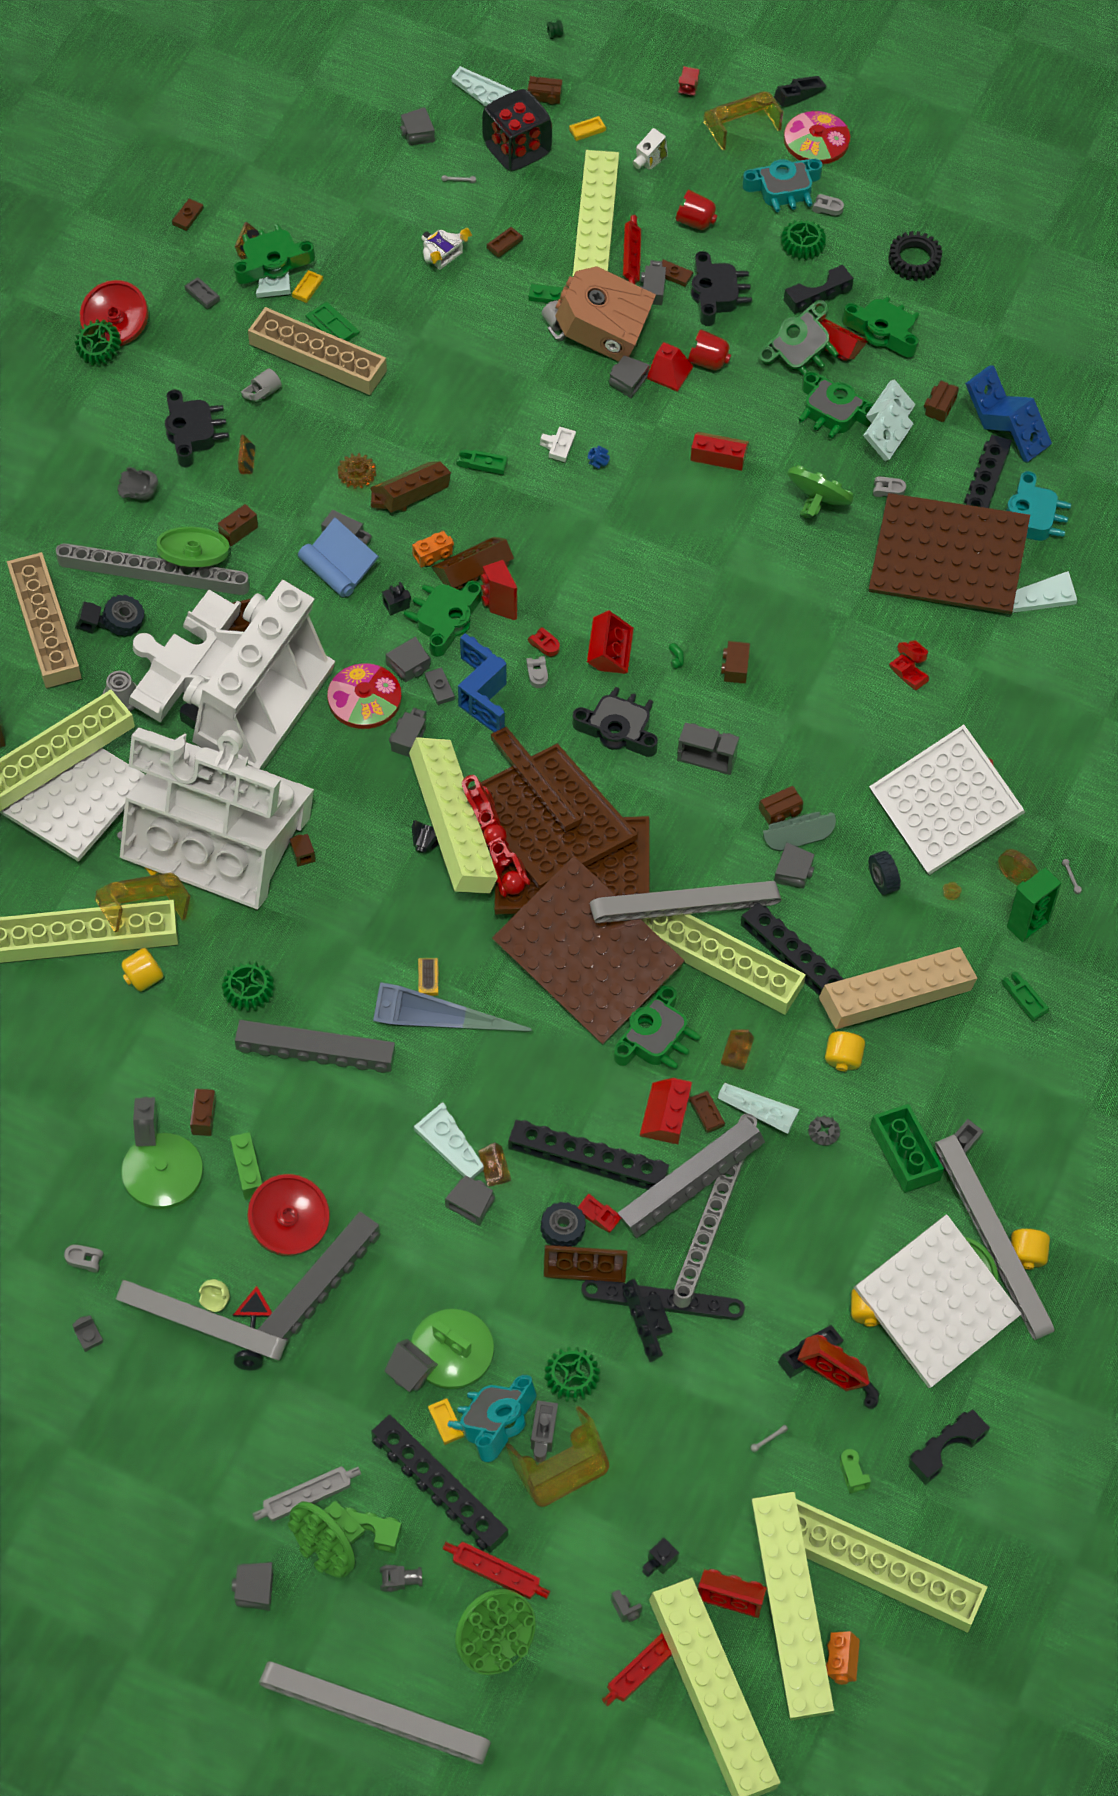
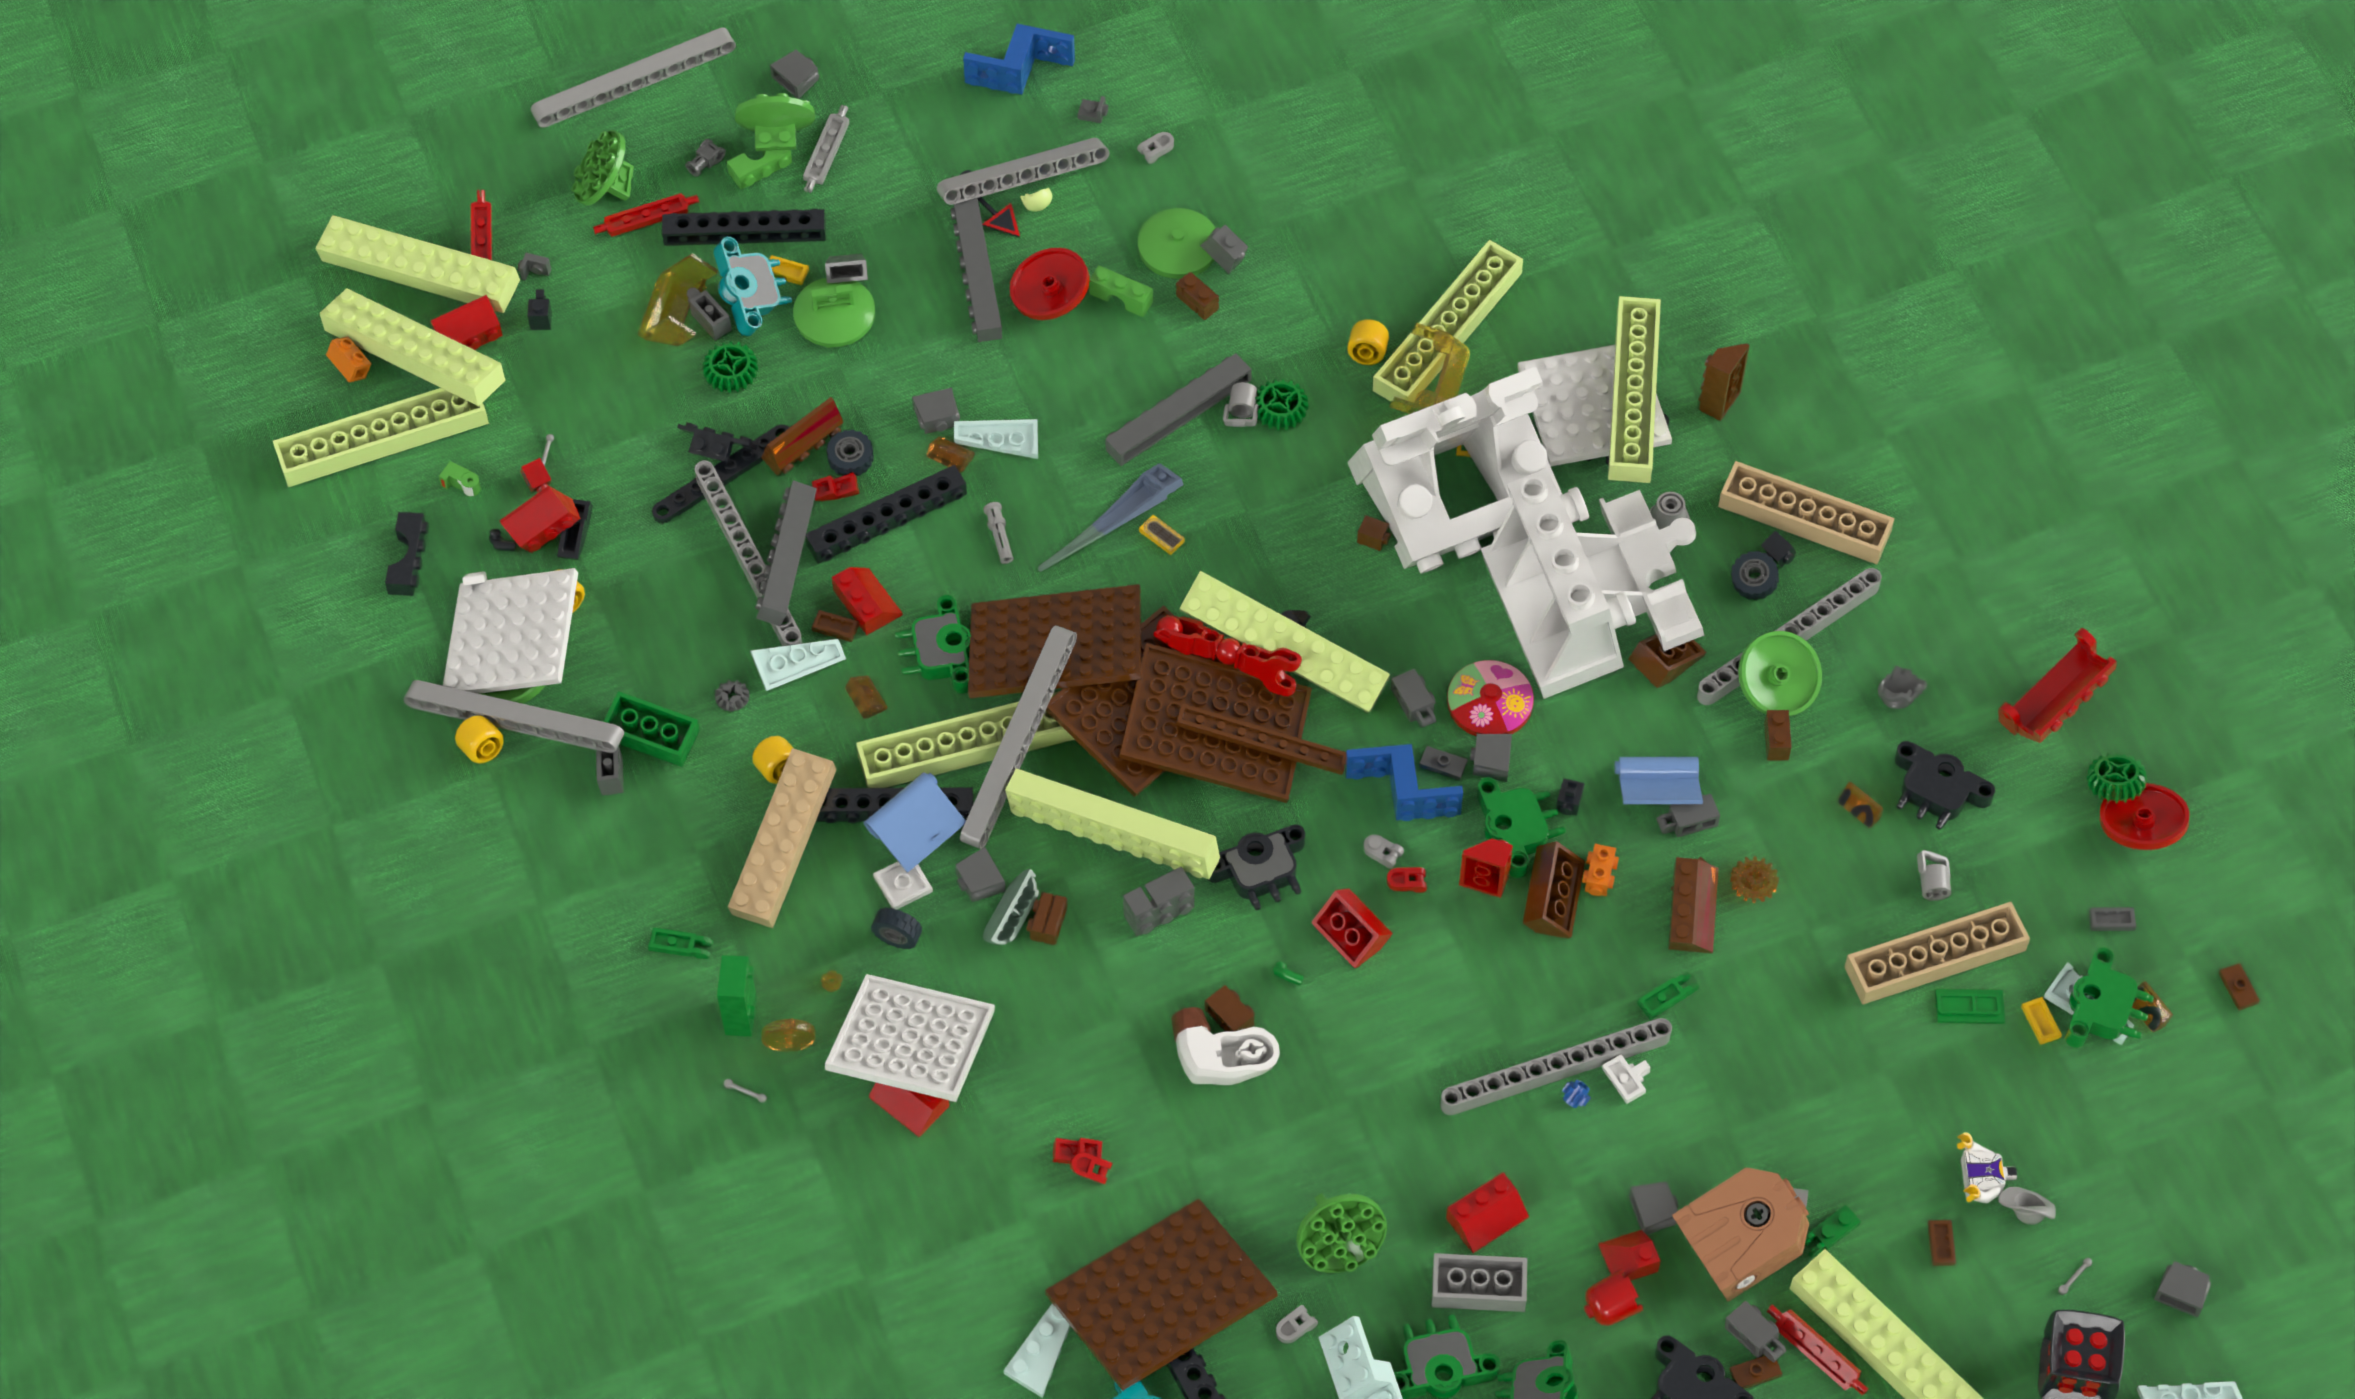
camera: 135 degrees right, 0 degrees up
(66, 393) = (2059, 691): none -> red piece
(92, 1417) = (1025, 46): none -> blue bracket
(270, 1007) = (1242, 405): none -> light grey piece
(441, 214) = (2027, 1205): none -> light grey hat
(525, 1080) = (996, 525): none -> light grey pin
(591, 479) = (1549, 1074): none -> light grey beam
(685, 804) = (1112, 824): none -> yellowish green brick
(768, 417) = (1479, 1282): none -> light grey brick
(770, 635) = (1221, 1057): none -> white piece
(798, 1417) = (535, 475): none -> red brick
(802, 925) = (915, 821): none -> medium blue door
(843, 911) = (902, 887): none -> white tile
(921, 1371) = (474, 578): none -> white tile

